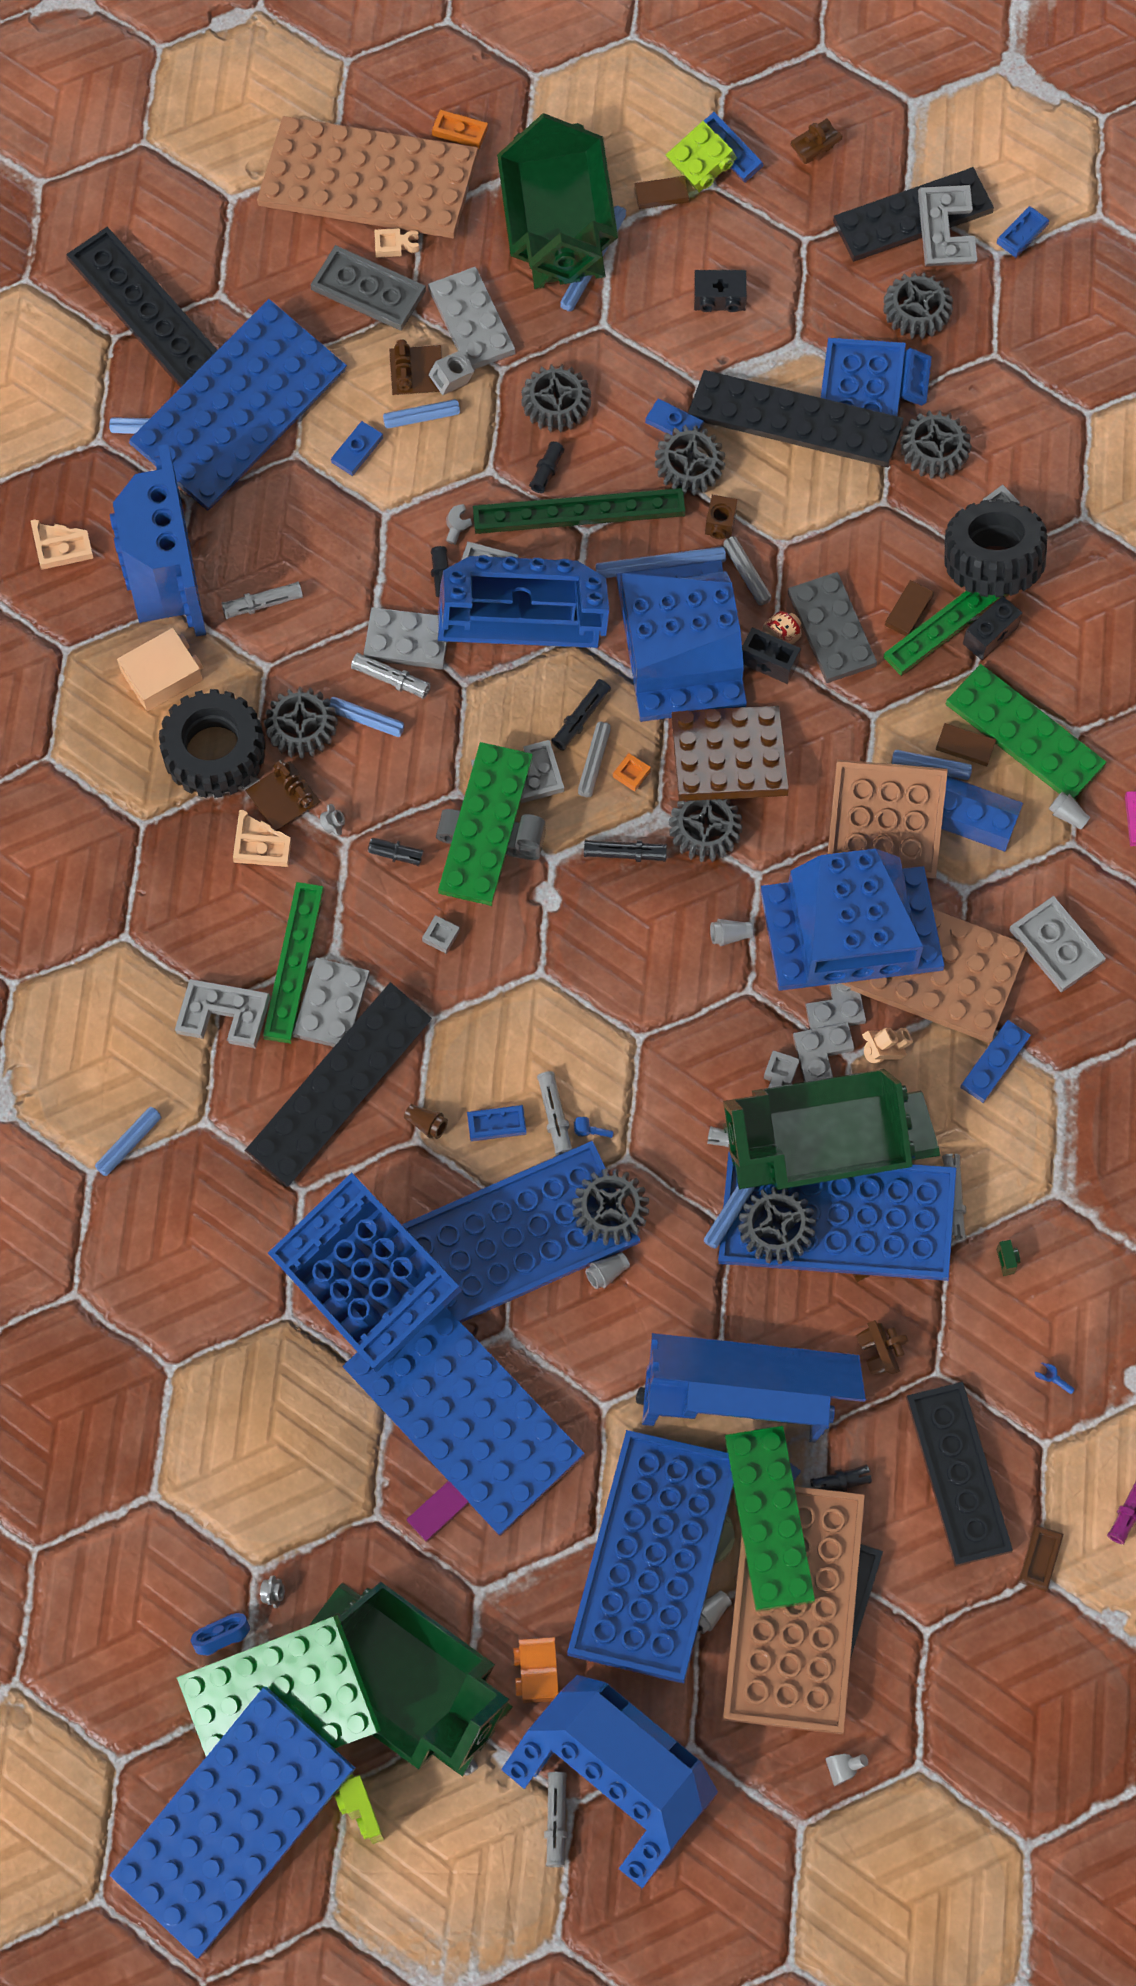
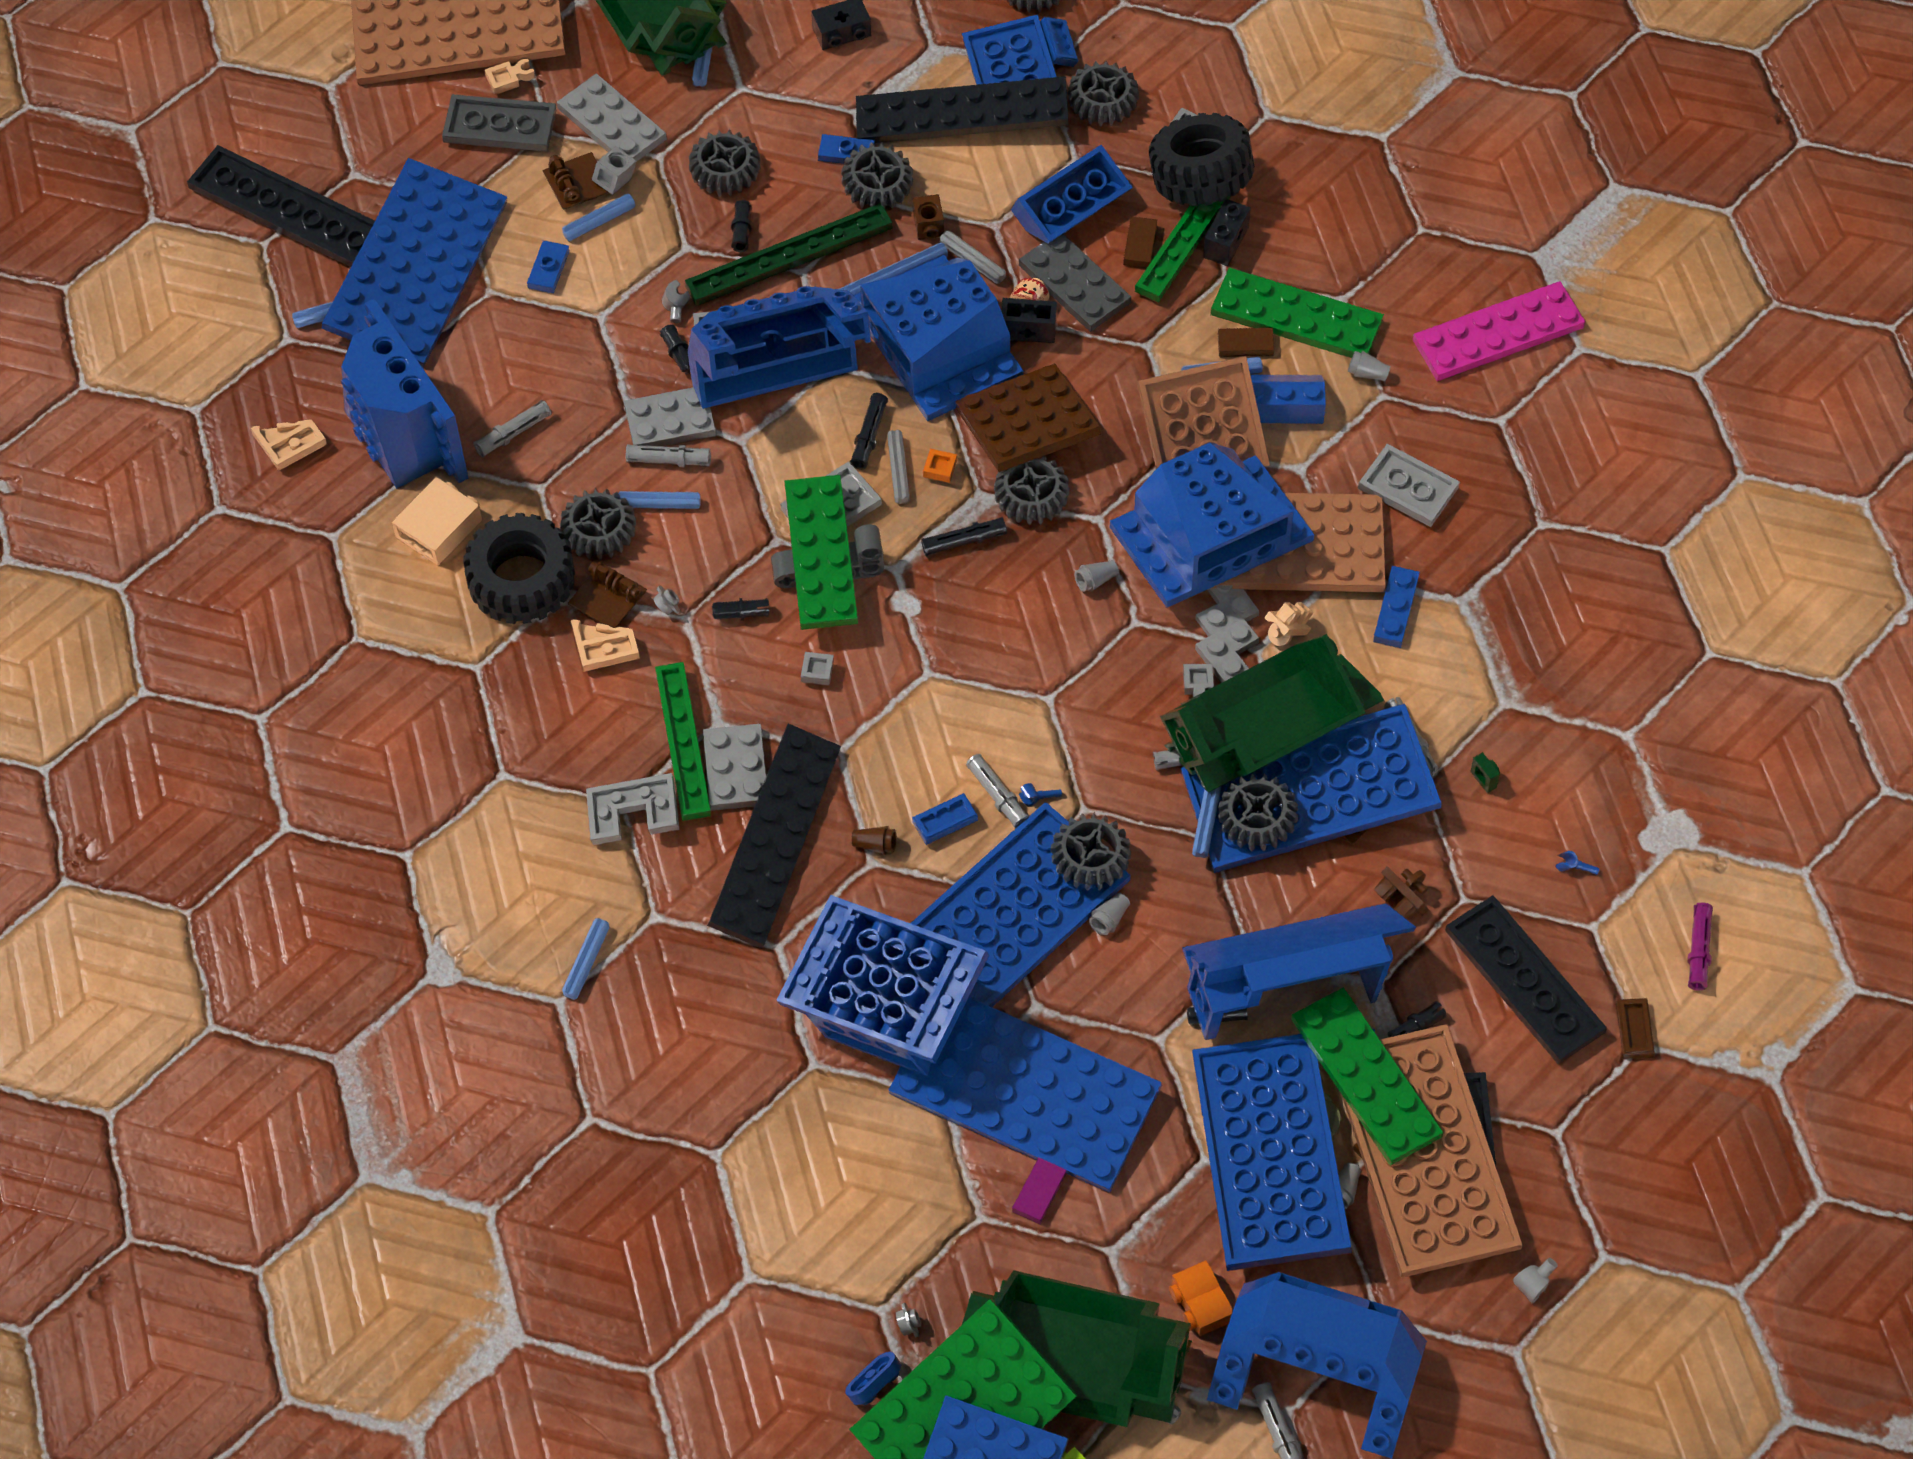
camera: 20 degrees left, 10 degrees down
(861, 542) = (1071, 195): none -> blue slope

